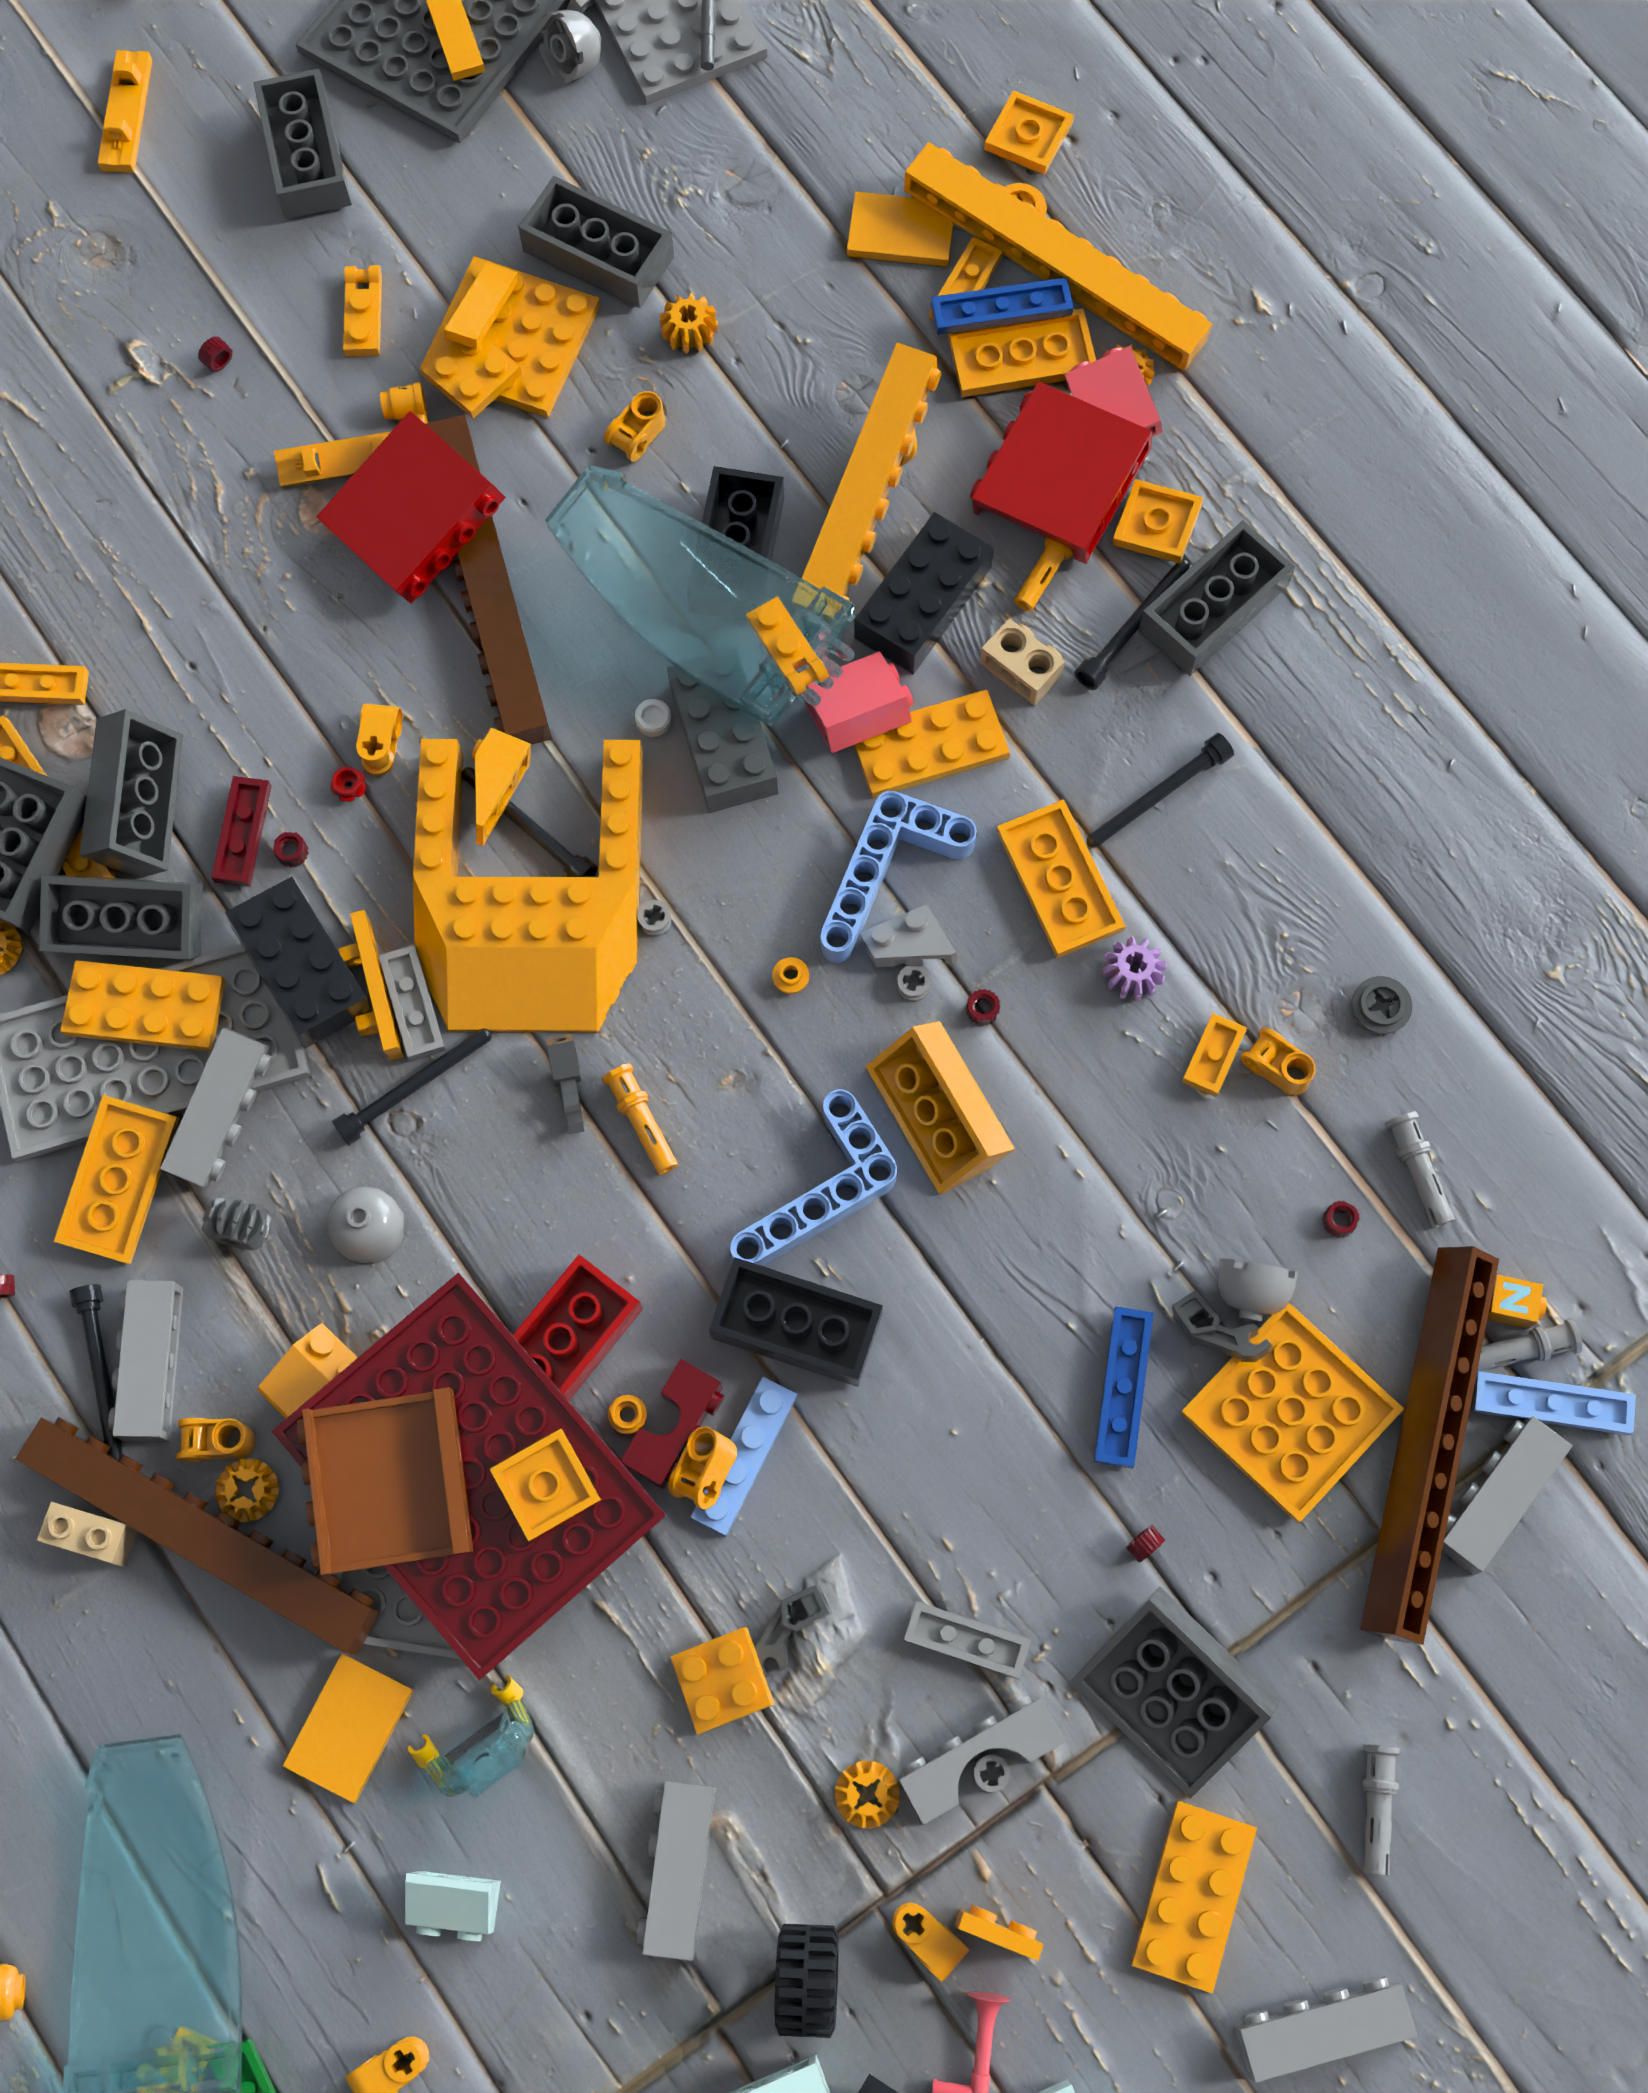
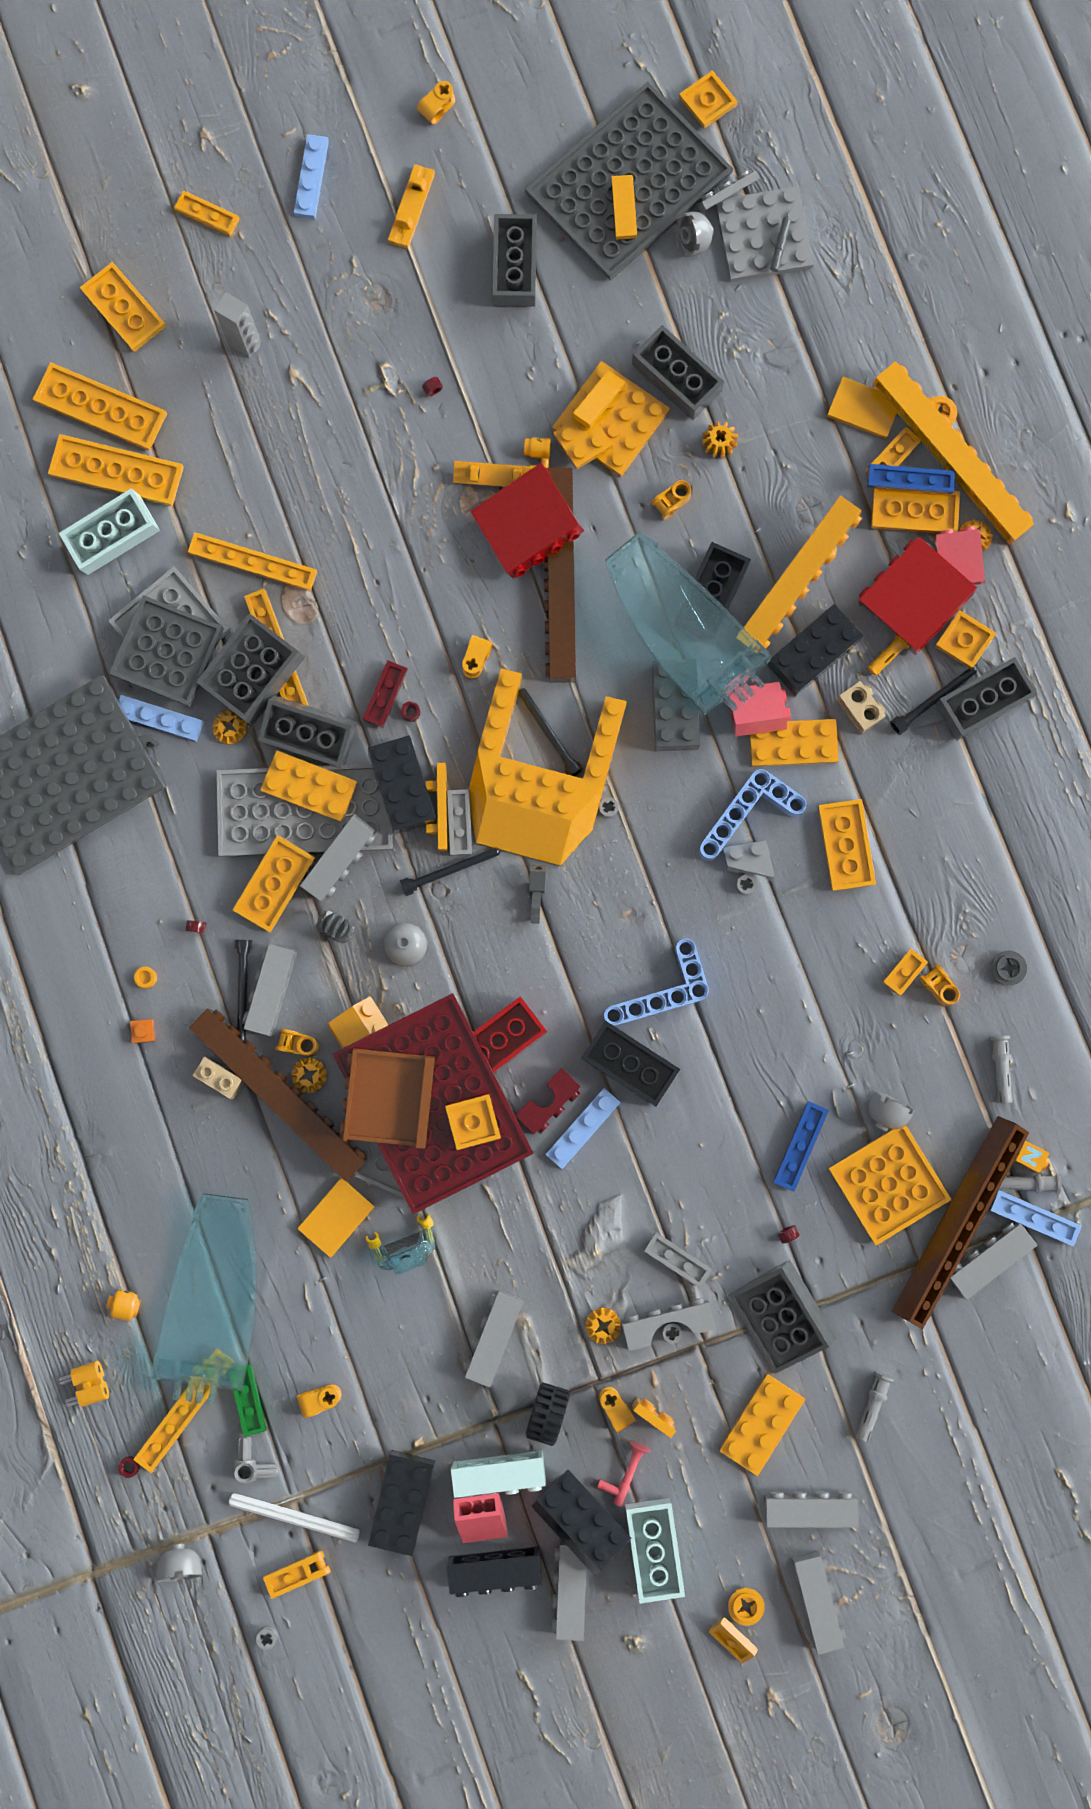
camera: 15 degrees right, 10 degrees up
(131, 794) = (328, 658): dark grey brick -> none
(342, 777) = (457, 677): red plate -> none
(362, 312) = (526, 380): light orange plate -> none
(451, 1903) = (371, 1324): light aqua slope -> none
(498, 771) = (539, 698): light orange slope -> none
(622, 1403) = (524, 1081): light orange plate -> none
(635, 1107) = (572, 923): light orange pin -> none
(653, 717) = (637, 685): white tile -> none
(703, 1467) = (558, 1131): light orange piece -> none
(722, 1680) = (541, 1246): light orange plate -> none
(774, 1638) = (573, 1232): dark grey piece -> none
(786, 645) = (725, 674): light orange plate -> none
(794, 985) = (677, 869): light orange plate -> none
(939, 1106) = (741, 961): light orange slope -> none
(987, 1018) = (777, 914): dark red axle -> none
(1029, 132) = (959, 363): light orange plate -> none
(1120, 962) = (881, 910): lavender gear -> none
(1216, 750) = (958, 791): black piece -> none
(1217, 1337) = (867, 1138): dark grey piece -> none
(1334, 1229) = (948, 1091): dark red axle -> none

